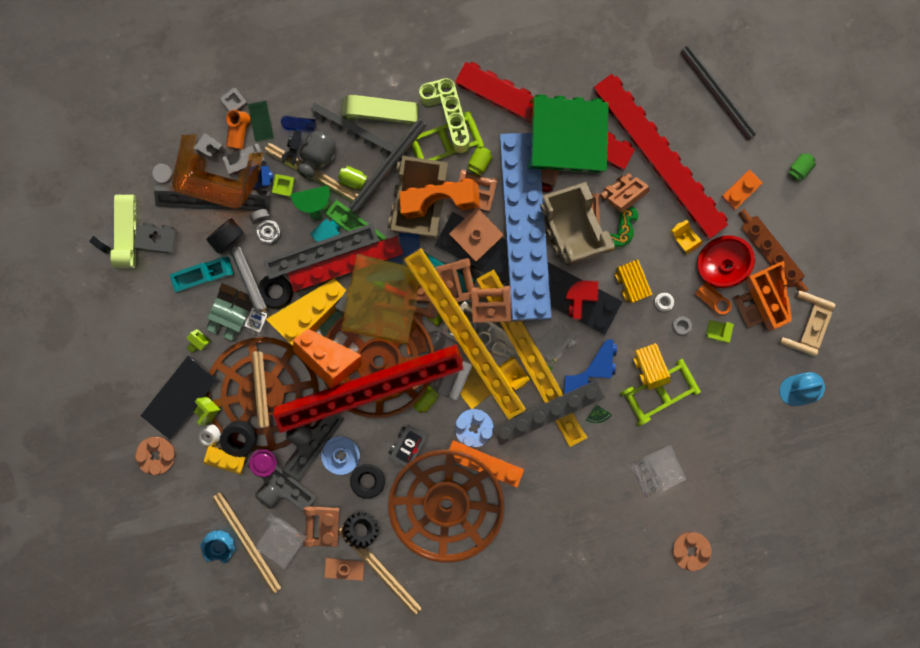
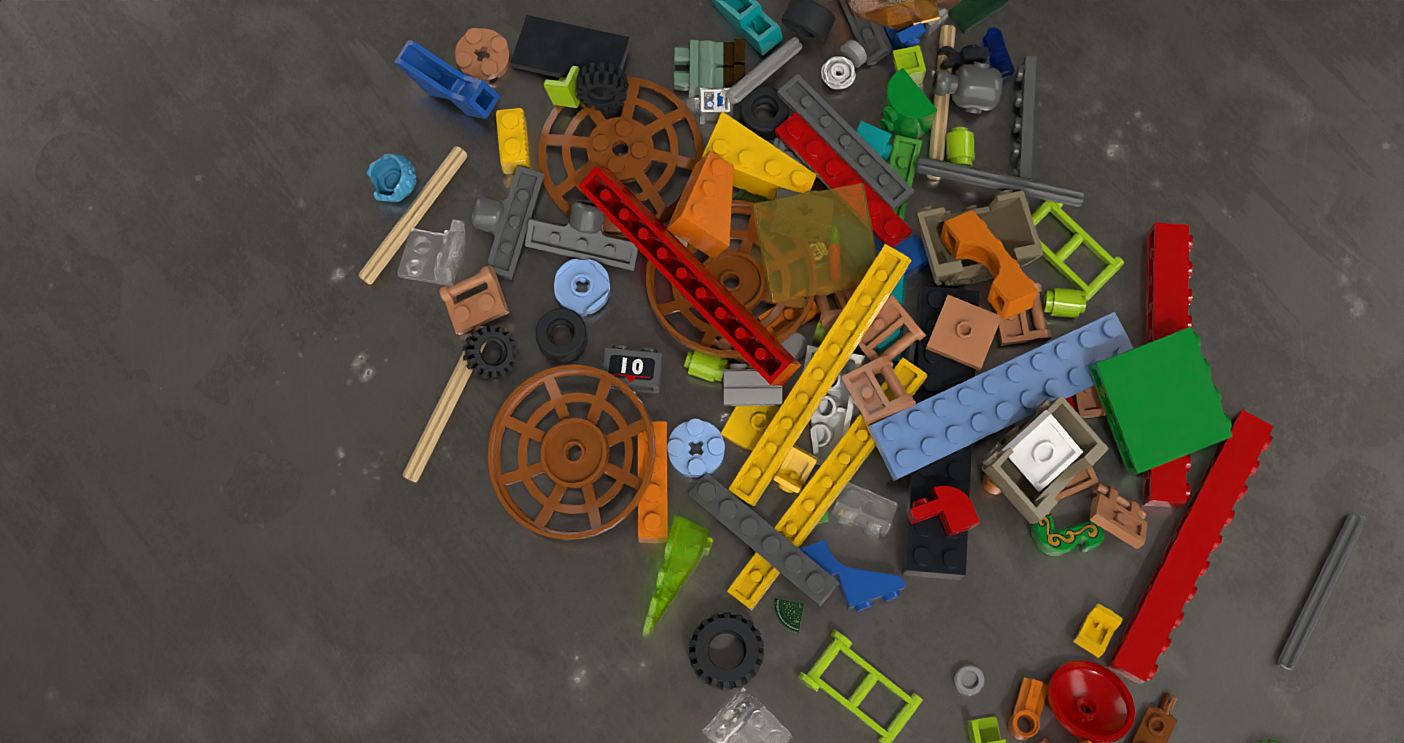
camera: 65 degrees right, 10 degrees down
(167, 486) = (444, 81): none -> blue arch
(198, 341) = (655, 44): lime tile -> none
(210, 430) = (543, 111): white plate -> none
(217, 389) = (601, 86): none -> black tyre
(243, 428) = (536, 132): black tyre -> none
(260, 389) = (625, 141): tan axle -> none
(262, 463) = (527, 185): magenta wheel -> none
(344, 569) = (429, 356): nougat plate -> none
(381, 109) = (1068, 141): yellowish green beam -> none
(451, 115) = (1124, 222): yellowish green beam -> none
(539, 466) = (682, 556): none -> clear neon green wedge
(571, 223) = (1043, 450): none -> white plate
(621, 455) = (733, 625): none -> black tyre
(633, 282) = (999, 581): yellow brick -> none
(652, 367) = (891, 659): yellow brick -> none
(668, 297) = (1000, 639): white plate -> none
(742, 189) = (1202, 684): orange plate -> none

